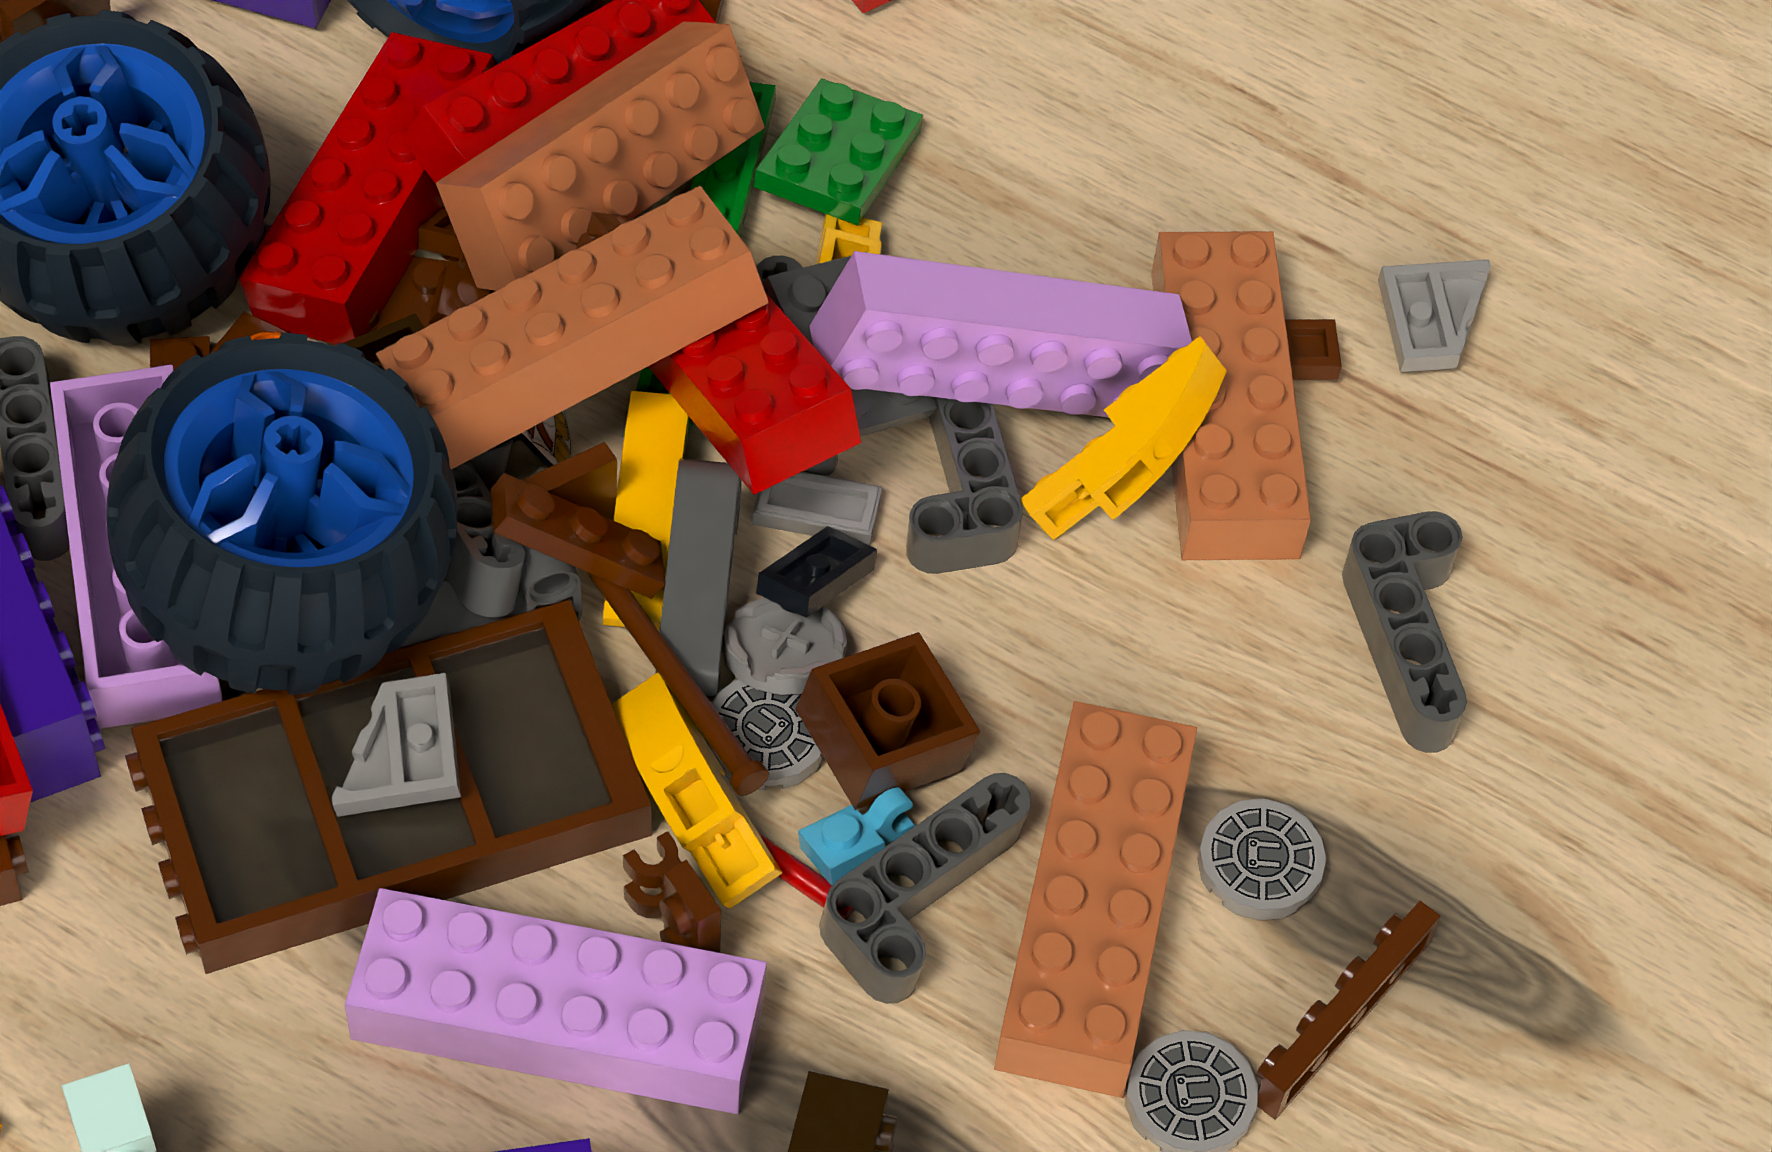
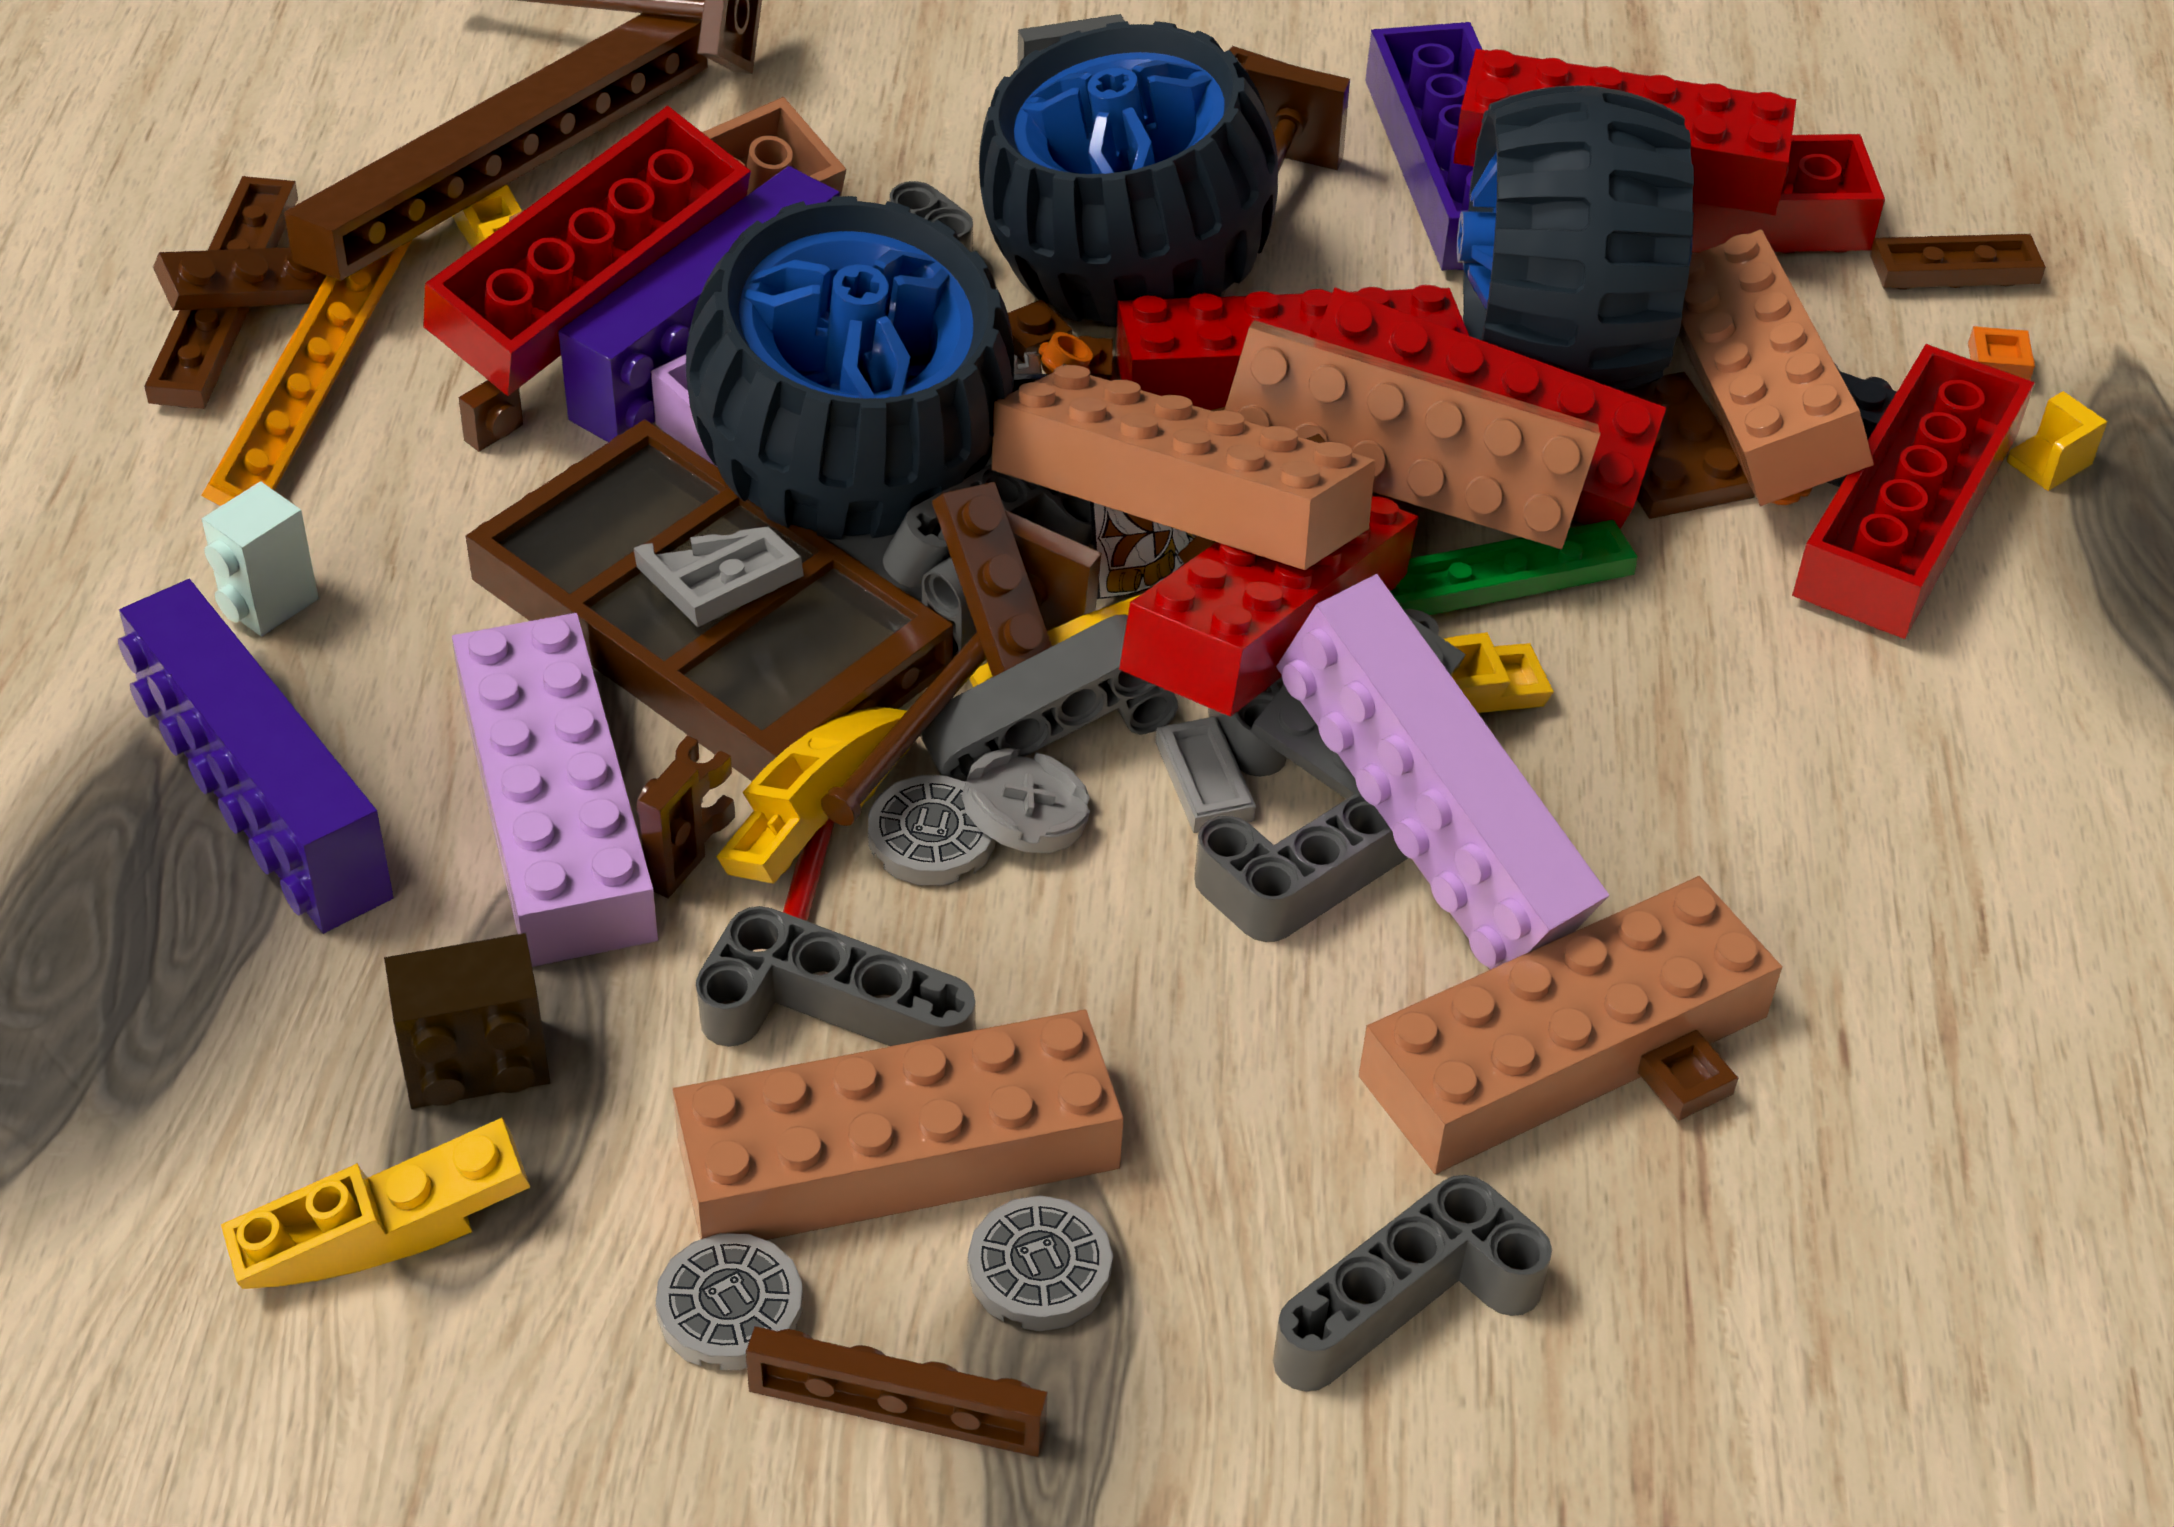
camera: 65 degrees right, 10 degrees down
(816, 571) = (1115, 786): black plate -> none
(838, 151) = (1606, 630): green plate -> none
(849, 839) = (859, 920): medium azure plate -> none
(887, 719) = (975, 886): reddish brown brick -> none
(1149, 433) = (1423, 944): yellow slope -> none
(1431, 310) = (1832, 1167): light grey wing -> none

